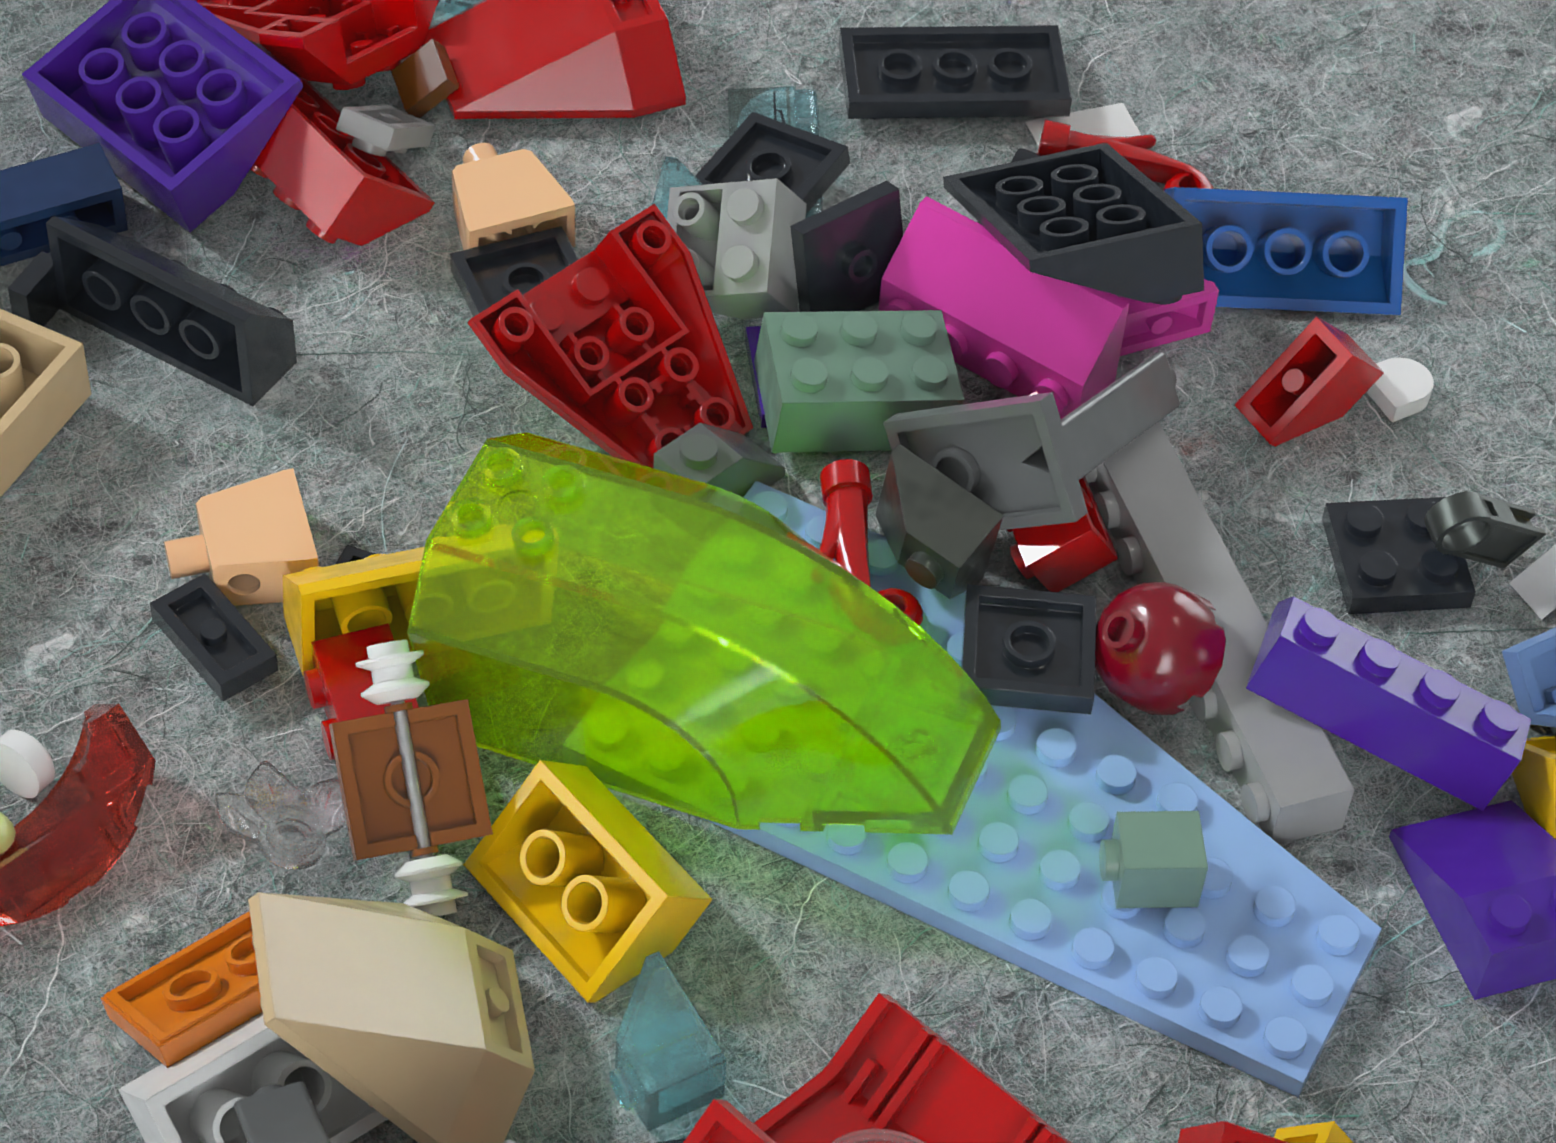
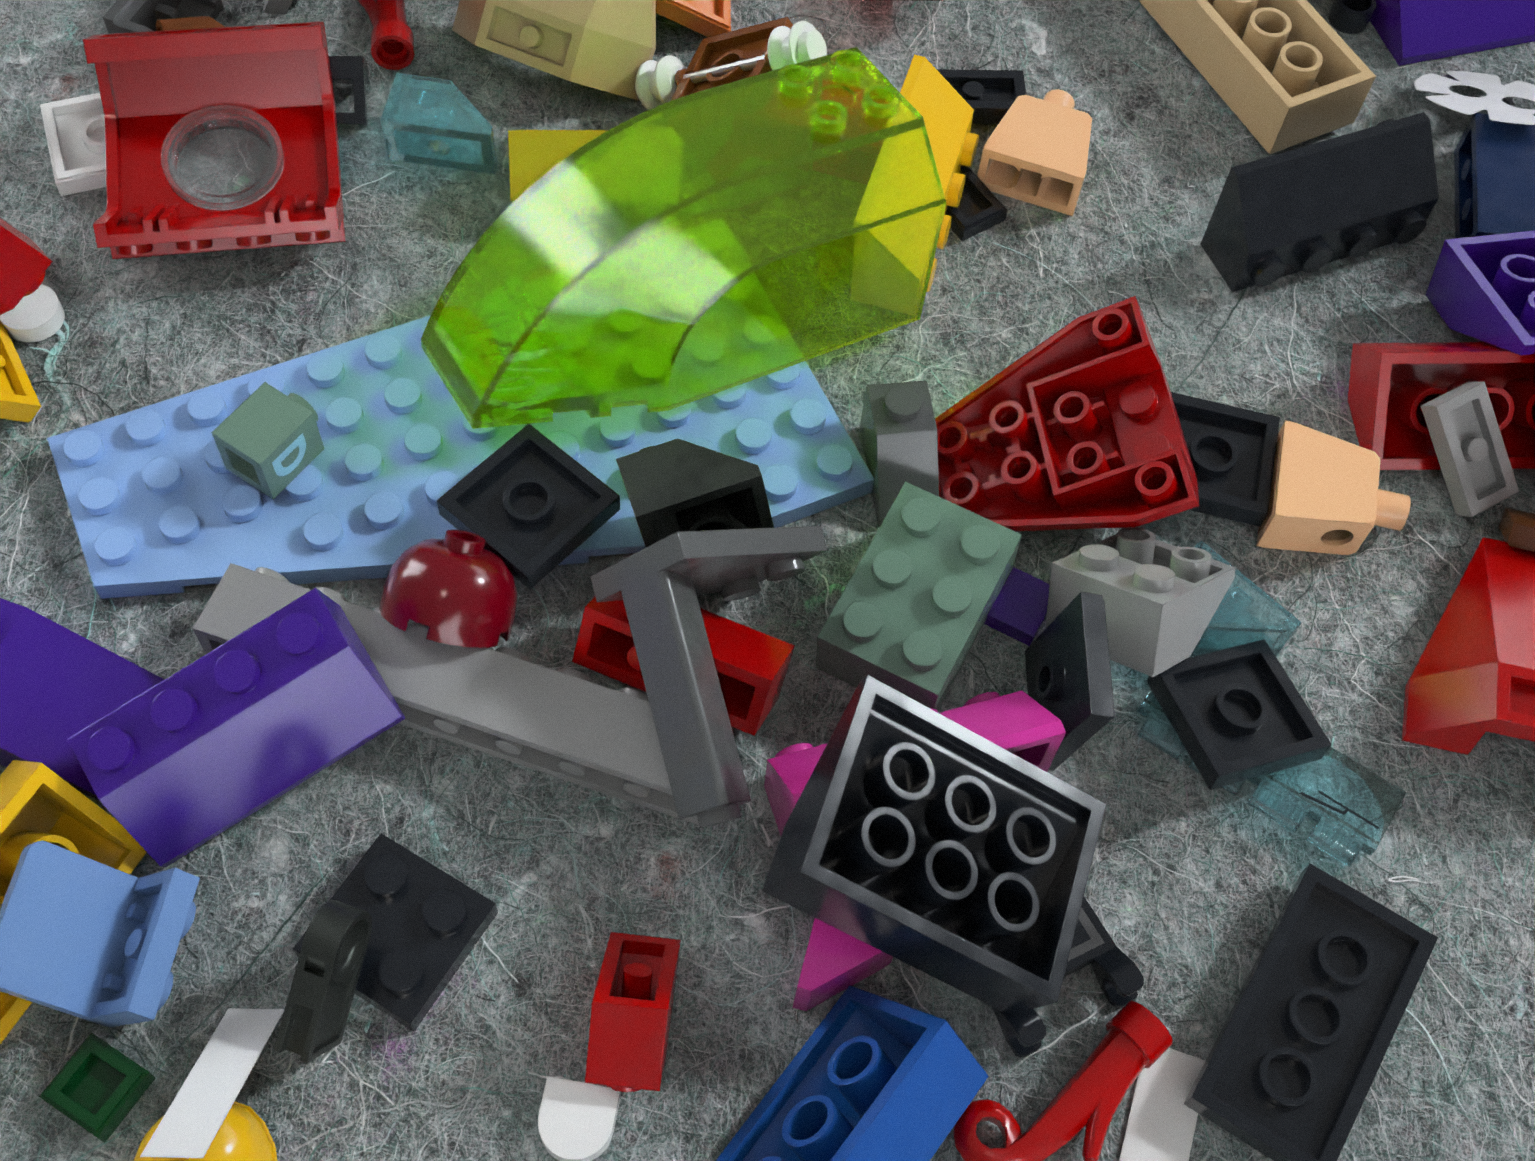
camera: 125 degrees right, 10 degrees up
(846, 496) = (790, 496): red plant -> none

